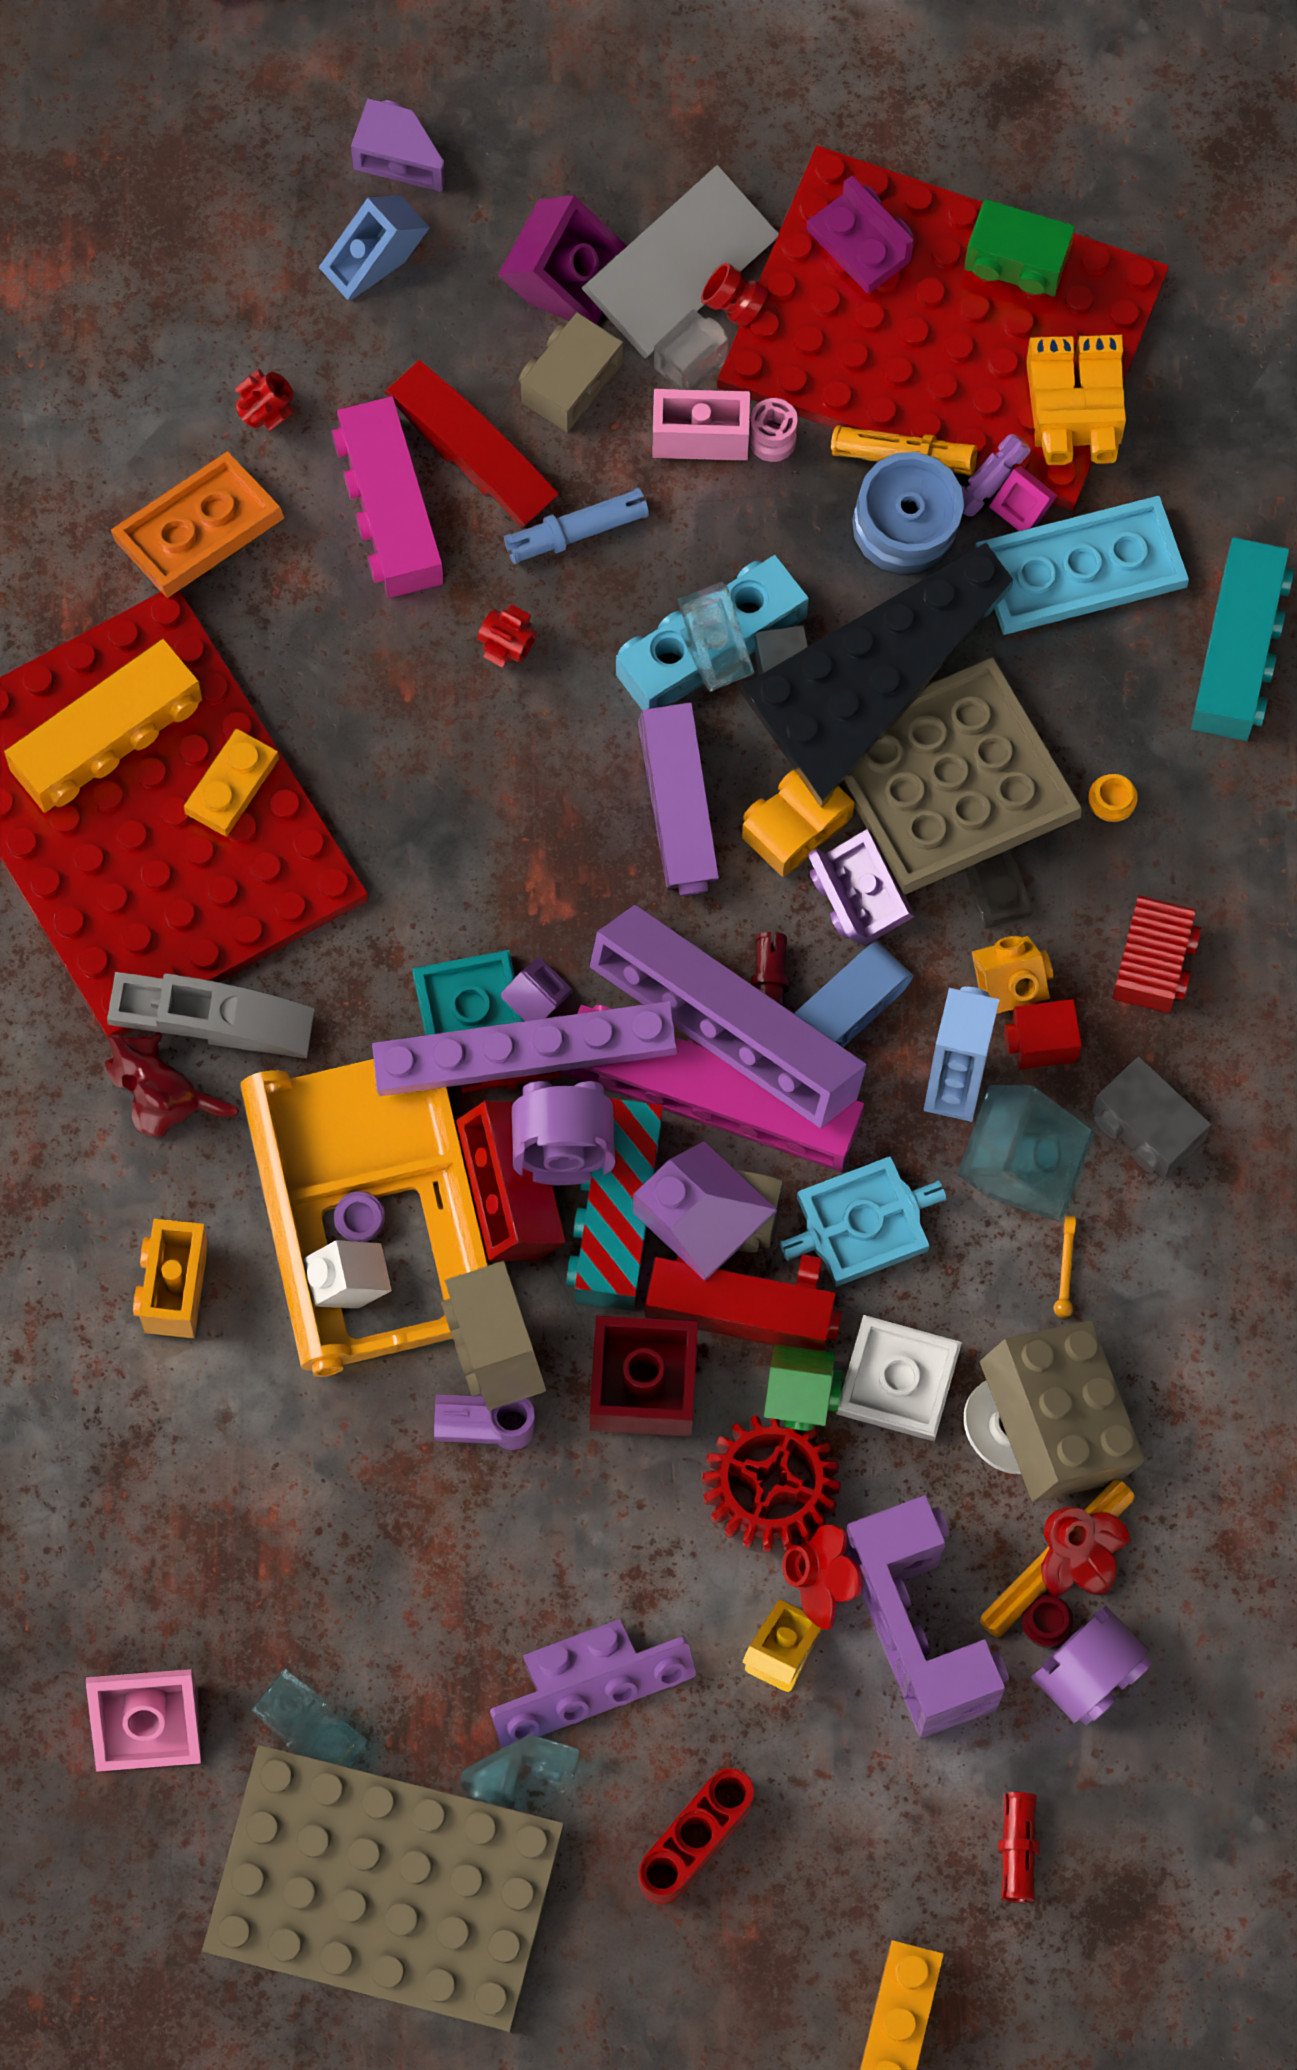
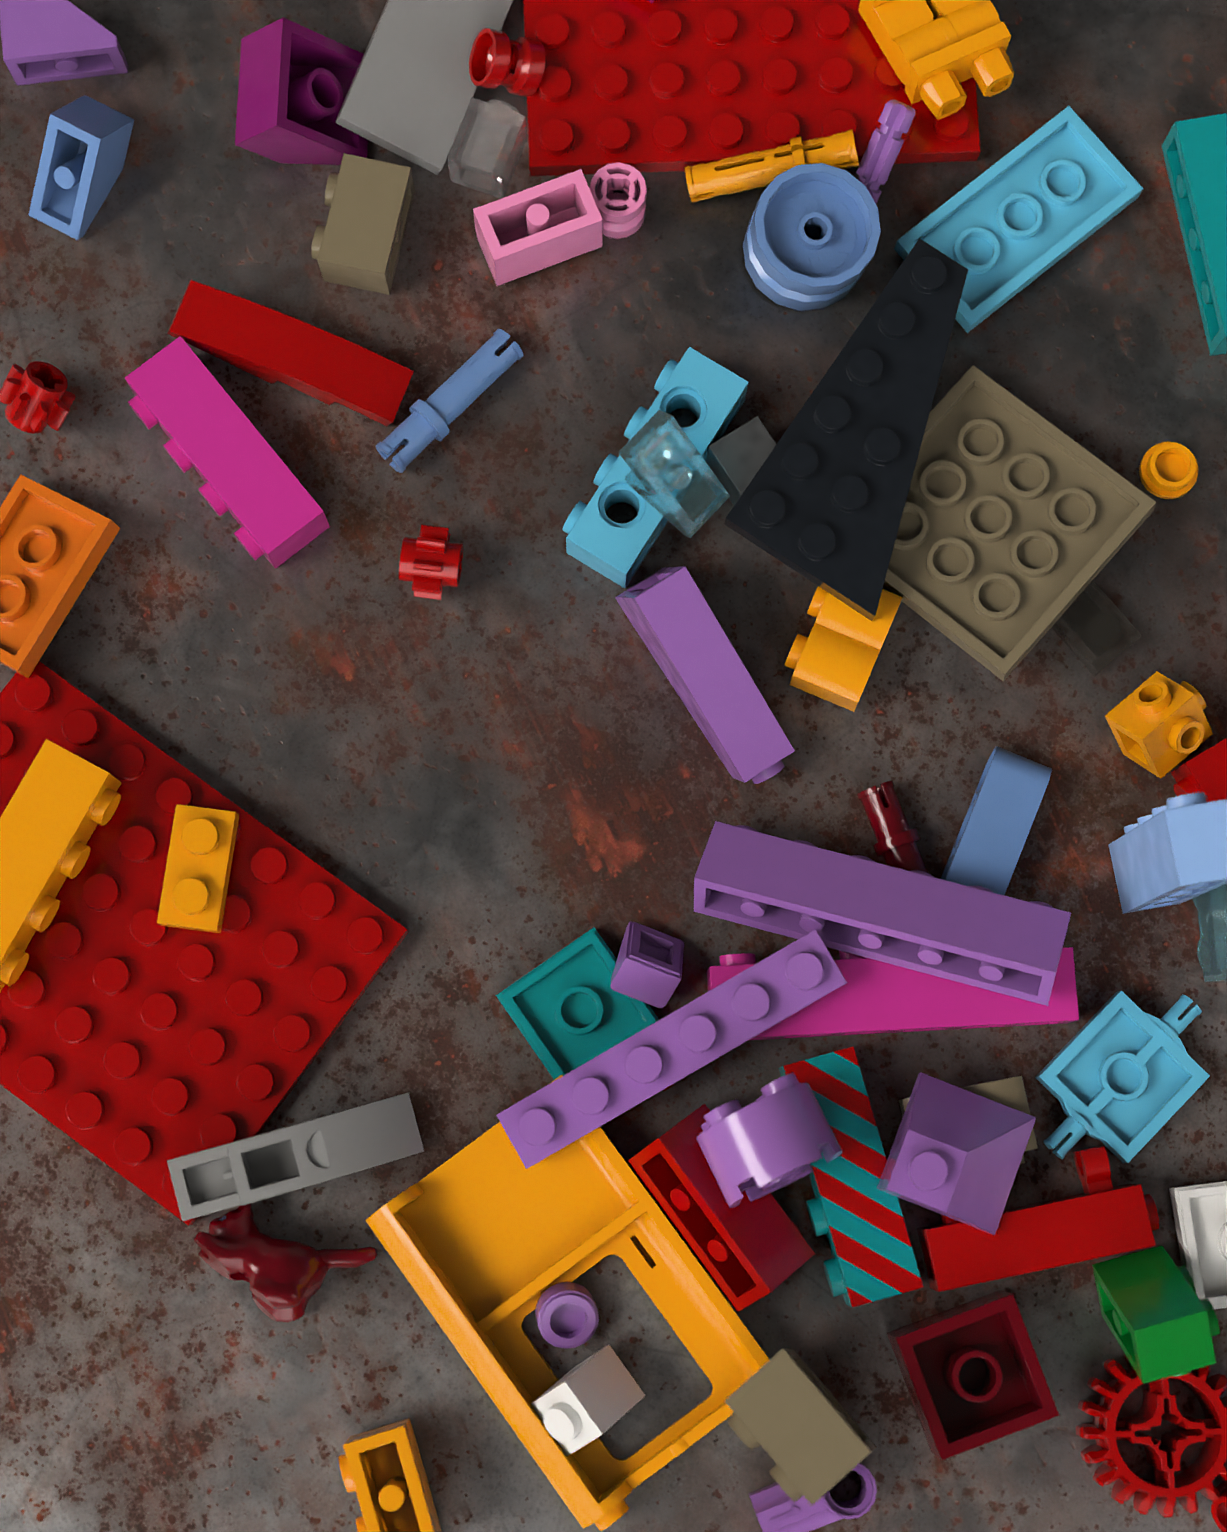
camera: 25 degrees left, 10 degrees up
(860, 889) = (948, 692): bracket -> none
(1023, 500) = (924, 171): dark pink plate -> none

